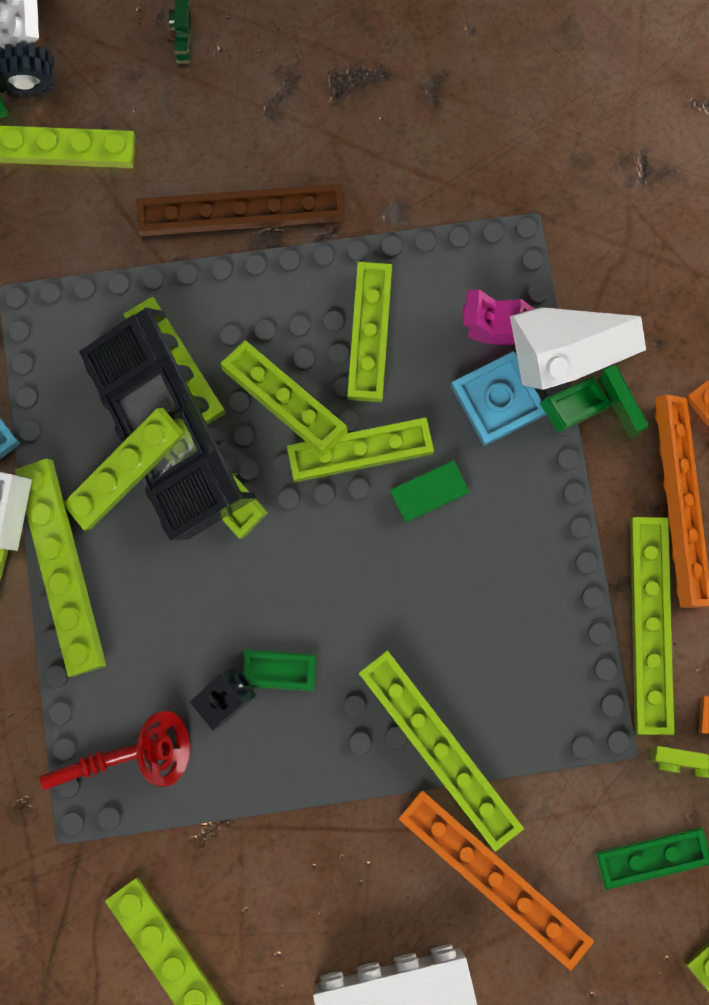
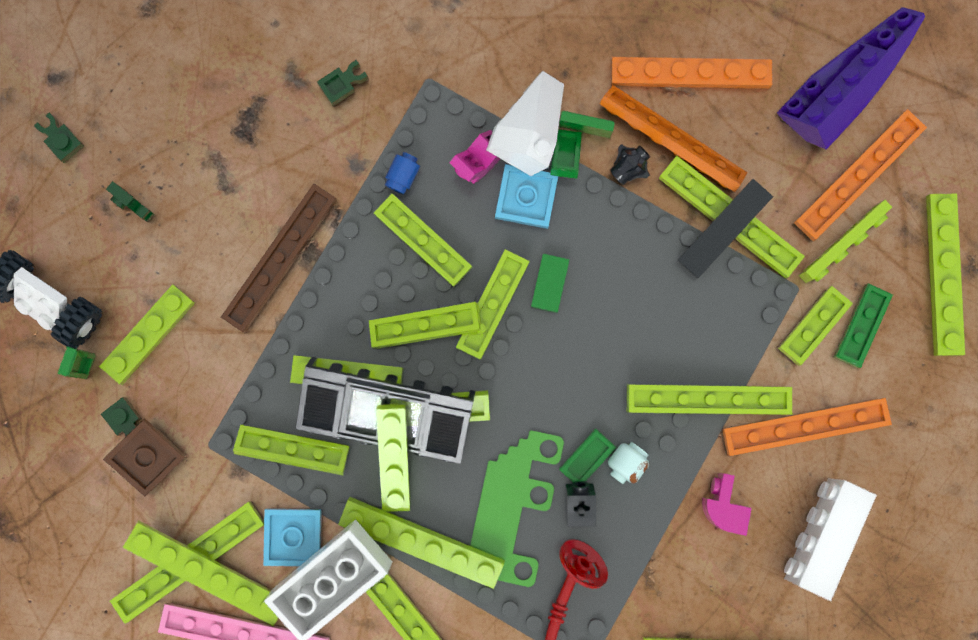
camera: 50 degrees left, 5 degrees up
(56, 367) = (291, 449): none -> lime plate
(167, 618) = (501, 502): none -> bright green piece
(306, 716) = (628, 463): none -> light aqua head
(331, 860) = (721, 512): none -> dark pink brick
(421, 259) = (402, 173): none -> blue brick
(459, 133) = (339, 84): none -> dark green plate
(610, 804) = (815, 325): none -> lime plate
(619, 477) = (630, 164): none -> black rock
(634, 626) = (725, 228): none -> black tile

